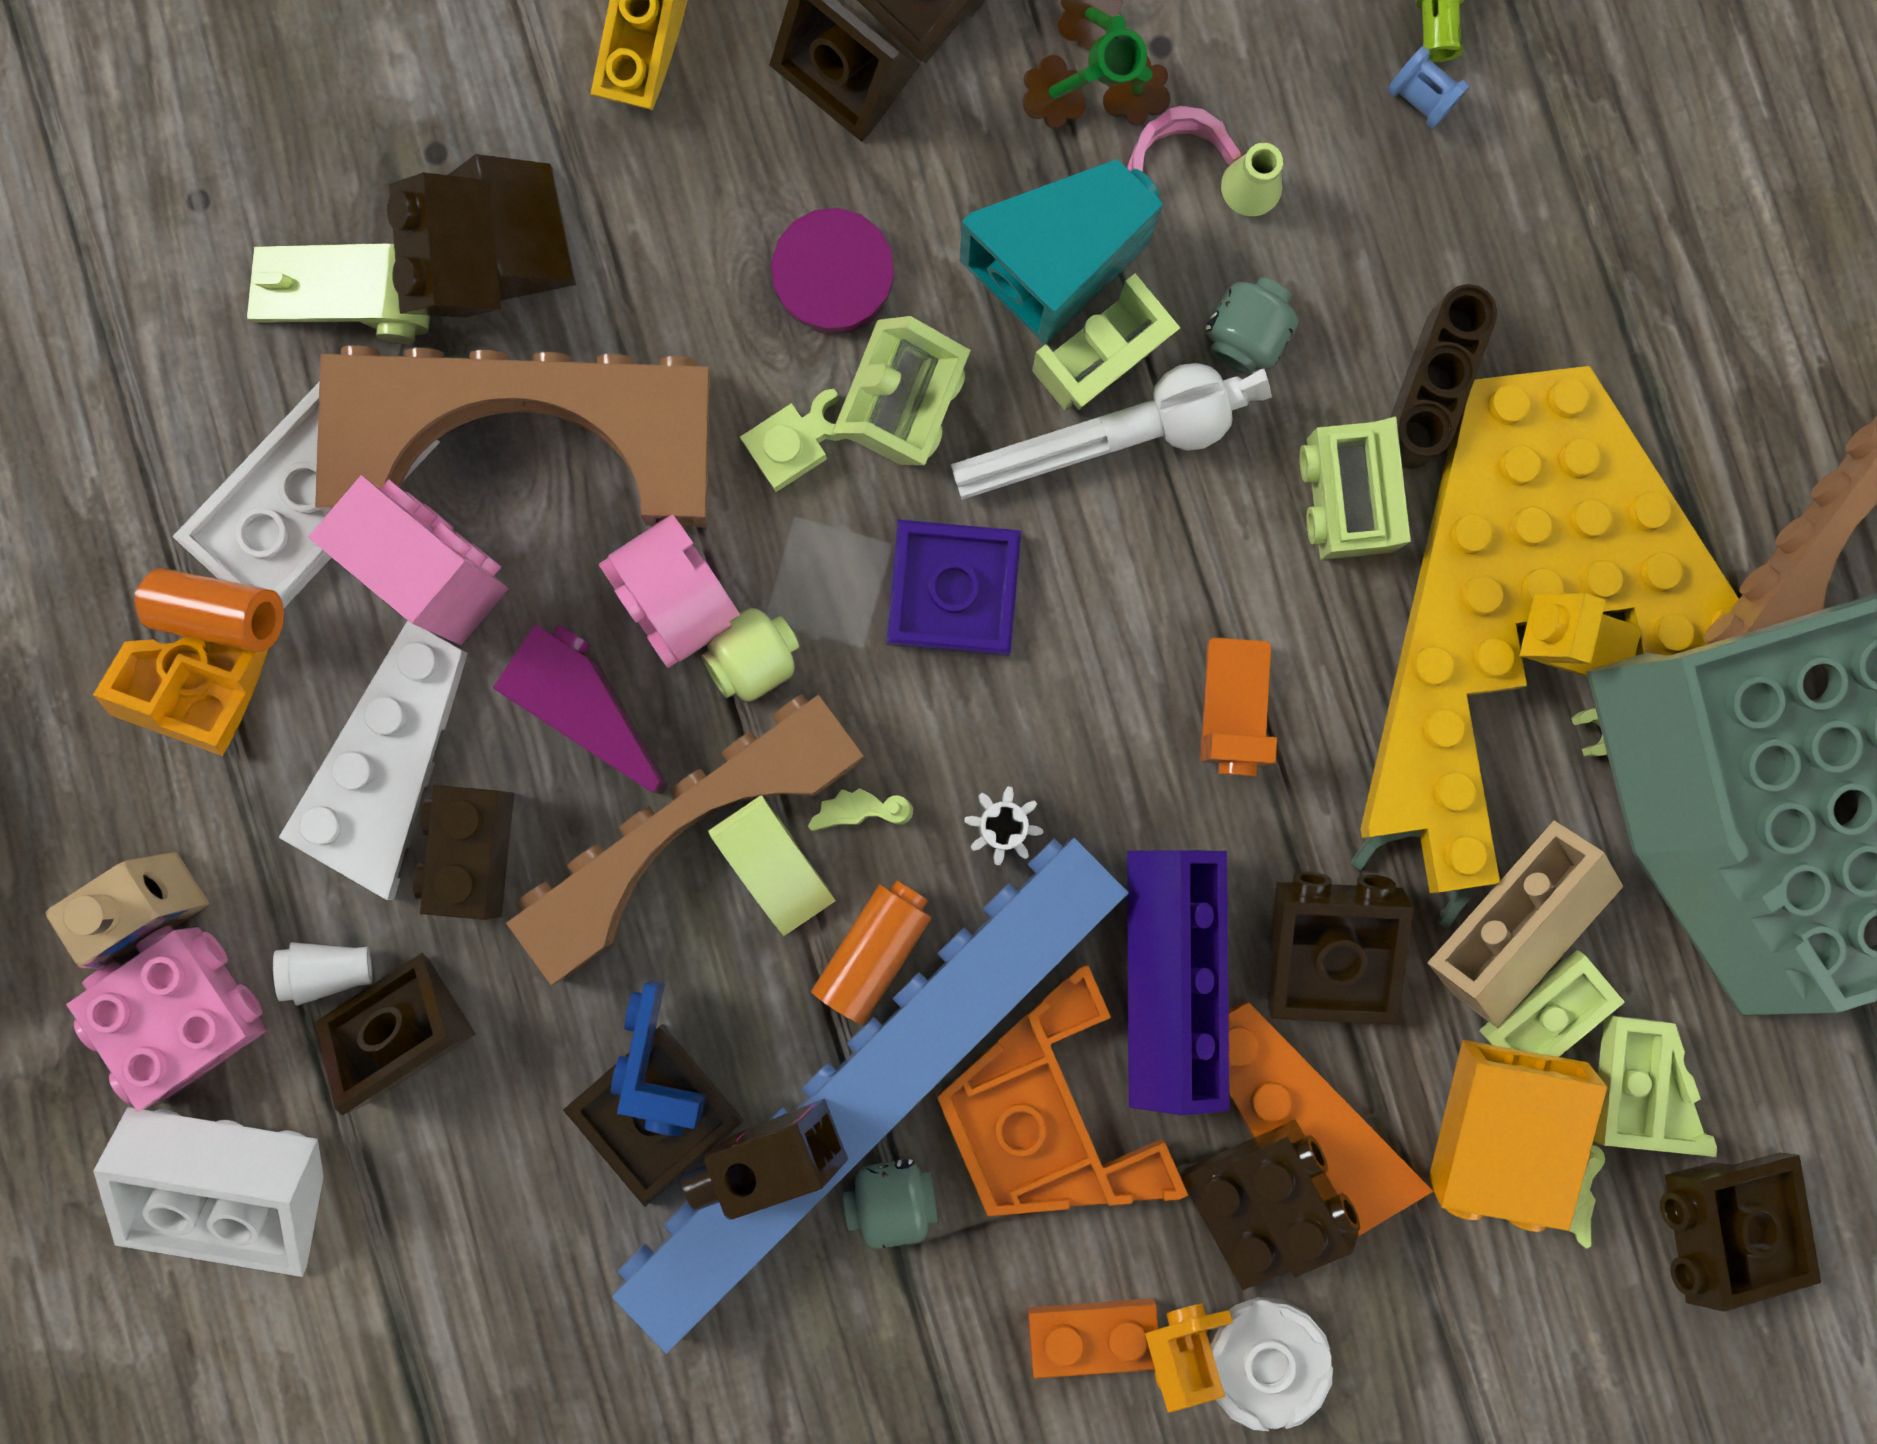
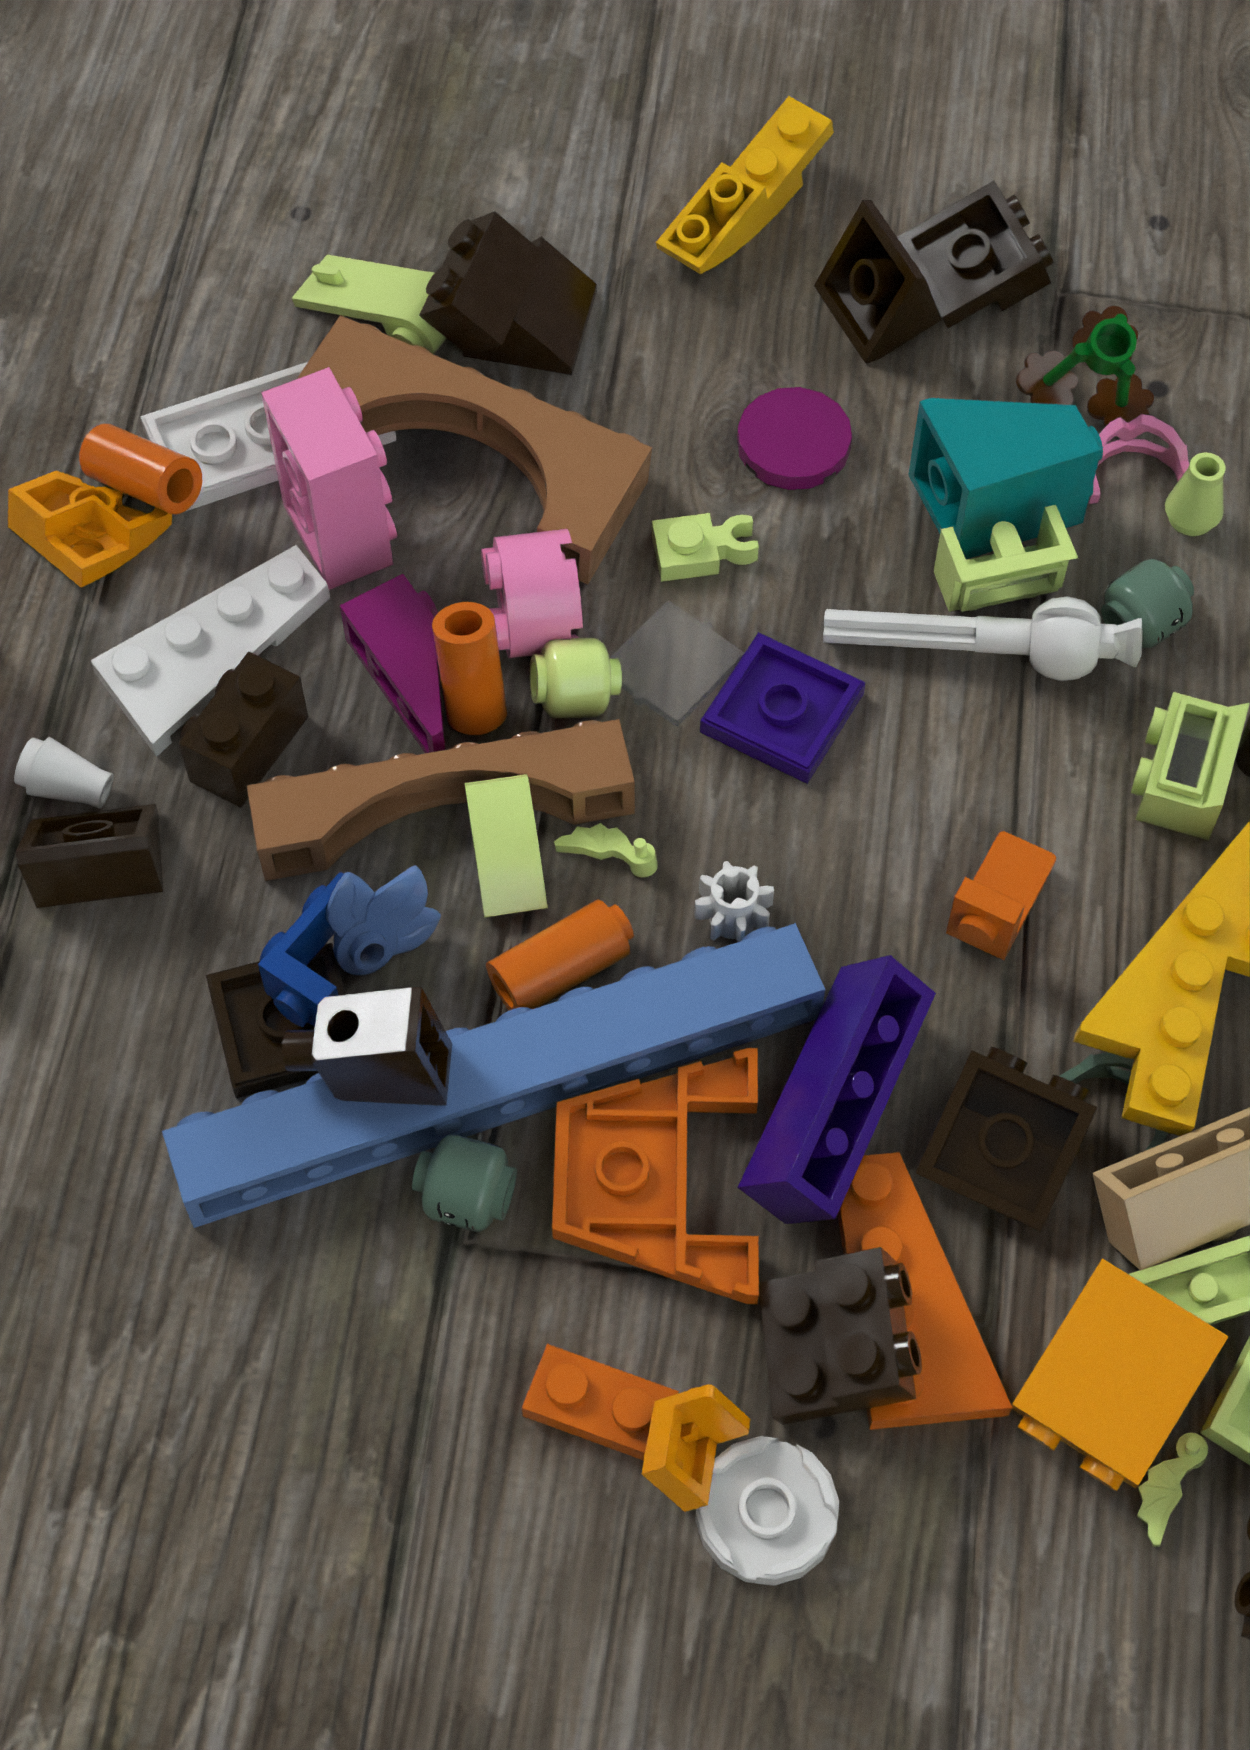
camera: 30 degrees right, 25 degrees down
(652, 704) = (470, 667): none -> orange brick
(690, 1013) = (379, 923): none -> medium blue plate
(903, 390) = (812, 534): yellowish green window -> none

